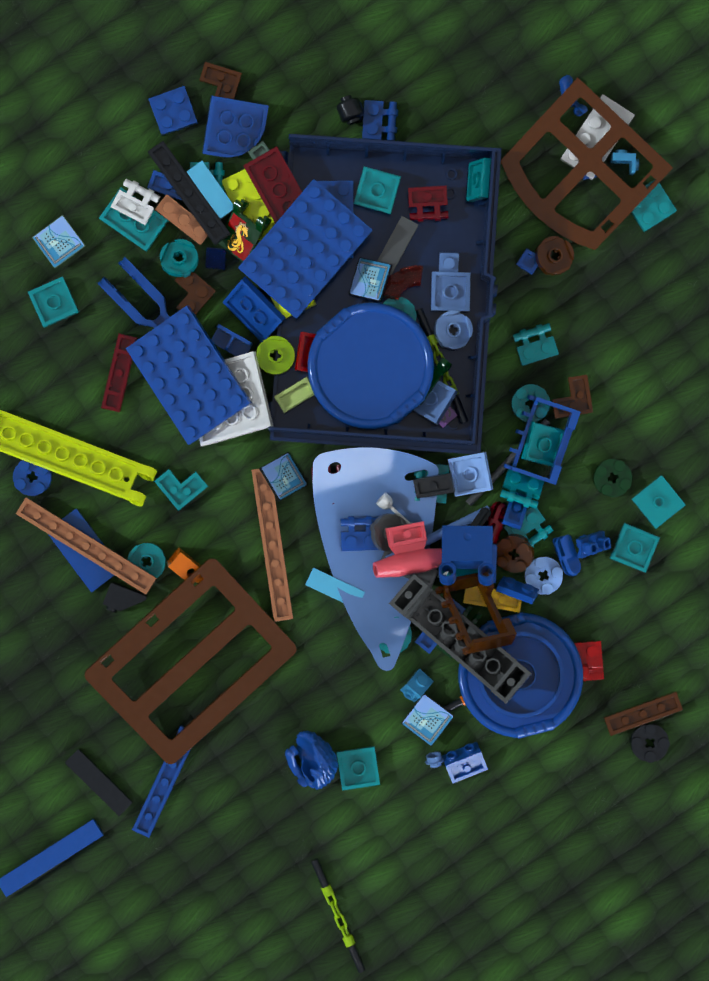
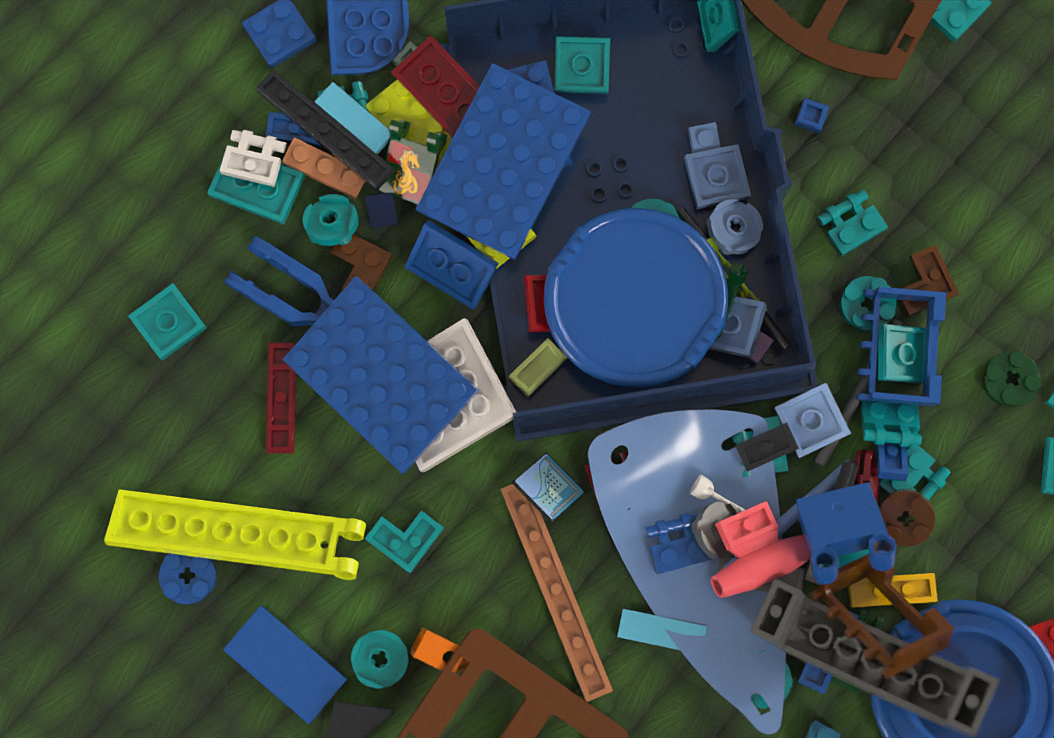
camera: 15 degrees left, 10 degrees down
(58, 241) = (157, 237): piece -> none
(86, 546) = (287, 656): nougat plate -> none
(231, 341) = (429, 316): blue panel -> none
(284, 349) = (506, 307): lime plate -> none
(370, 279) = (603, 184): piece -> none
(398, 242) = (626, 133): dark grey tile -> none
(402, 280) = (646, 177): clear red tile -> none
(428, 196) = (654, 57): dark red plate -> none
(517, 590) = (926, 569): blue plate -> none
(549, 265) = (838, 110): reddish brown plate -> none
(553, 571) = (968, 532): light blue plate -> none
(567, 555) = (981, 502): blue arm -> none
(592, 544) = (1013, 477): blue hips -> none

